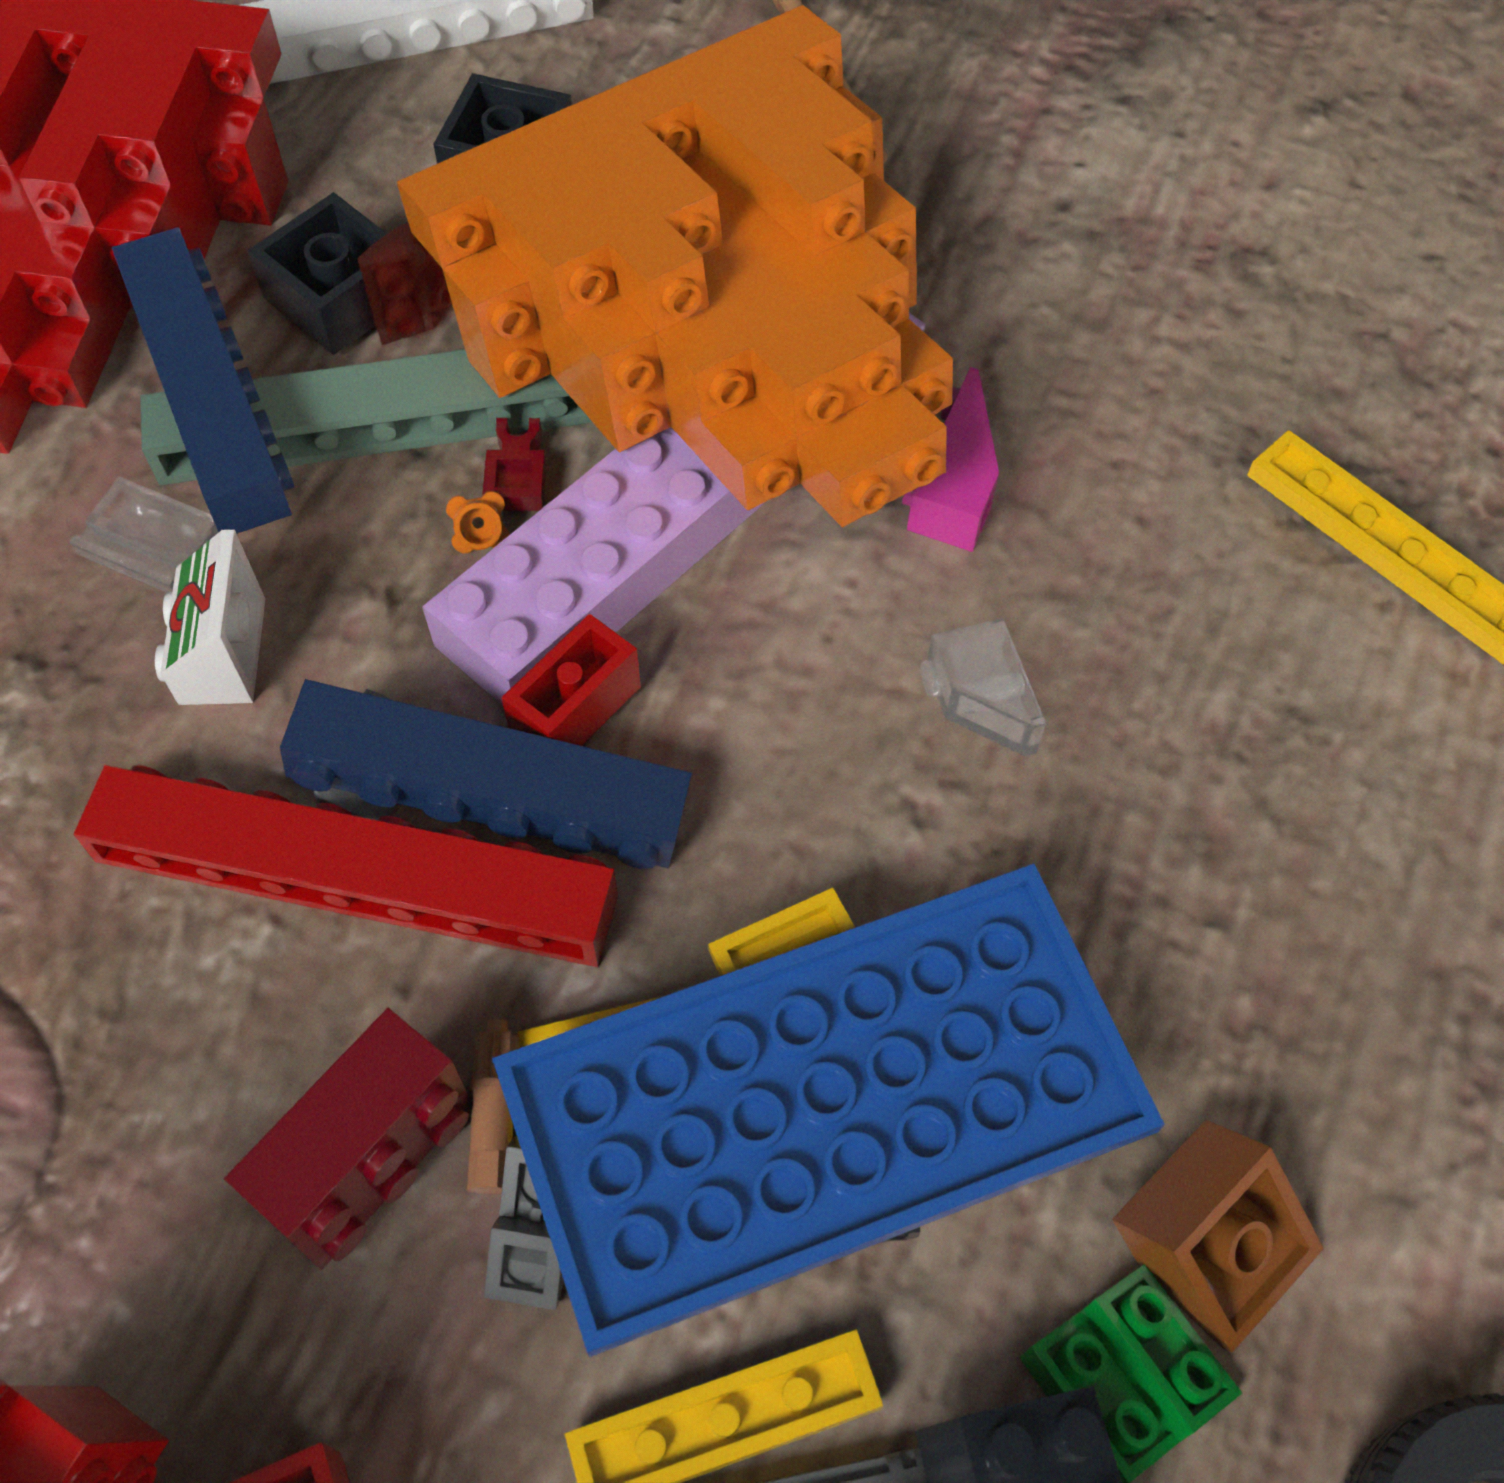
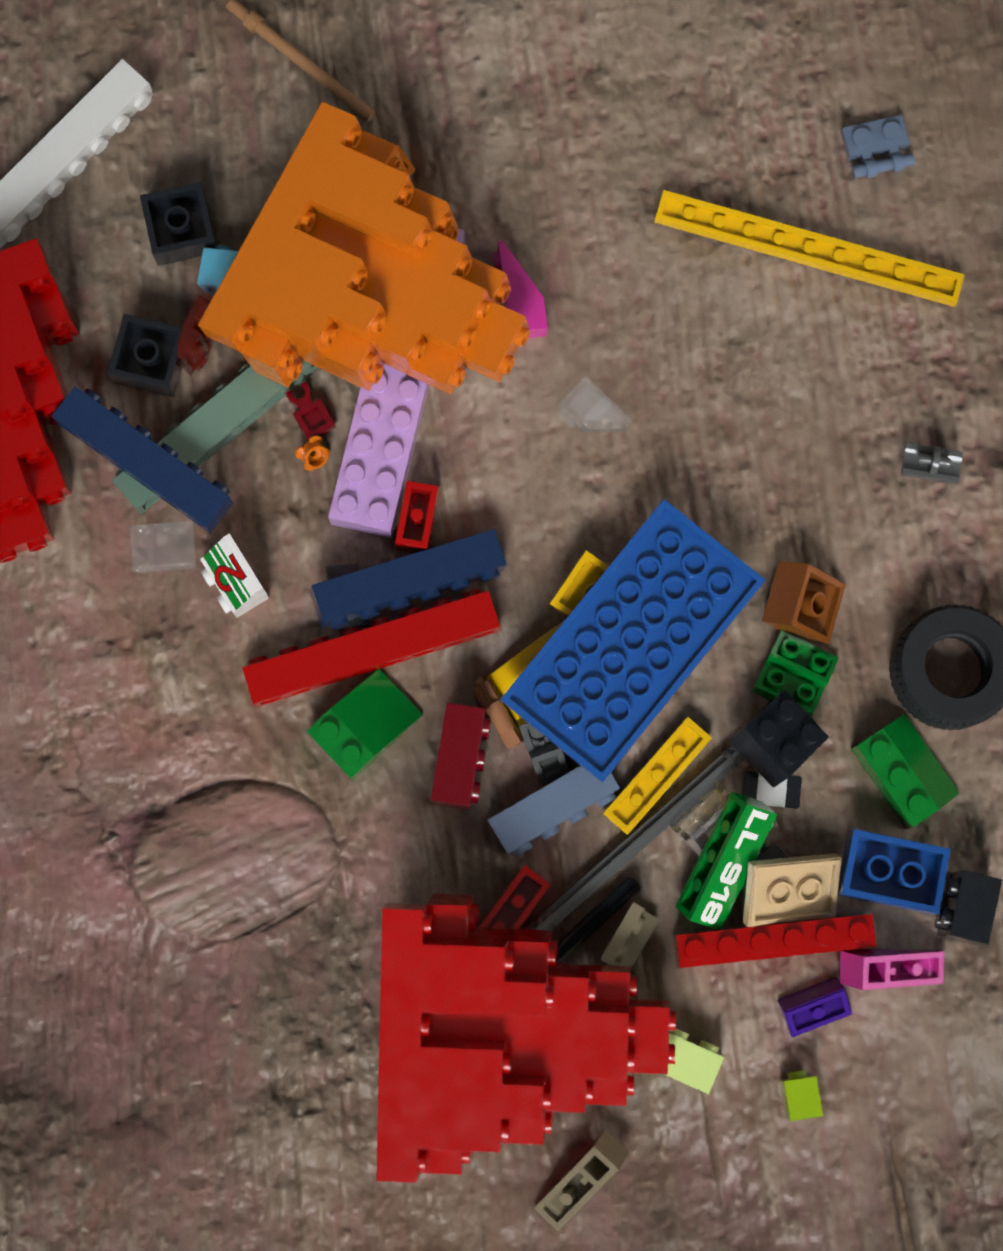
camera: 30 degrees left, 20 degrees up
(234, 989) = (364, 724): none -> green slope
(463, 1356) = (549, 807): none -> sand blue brick

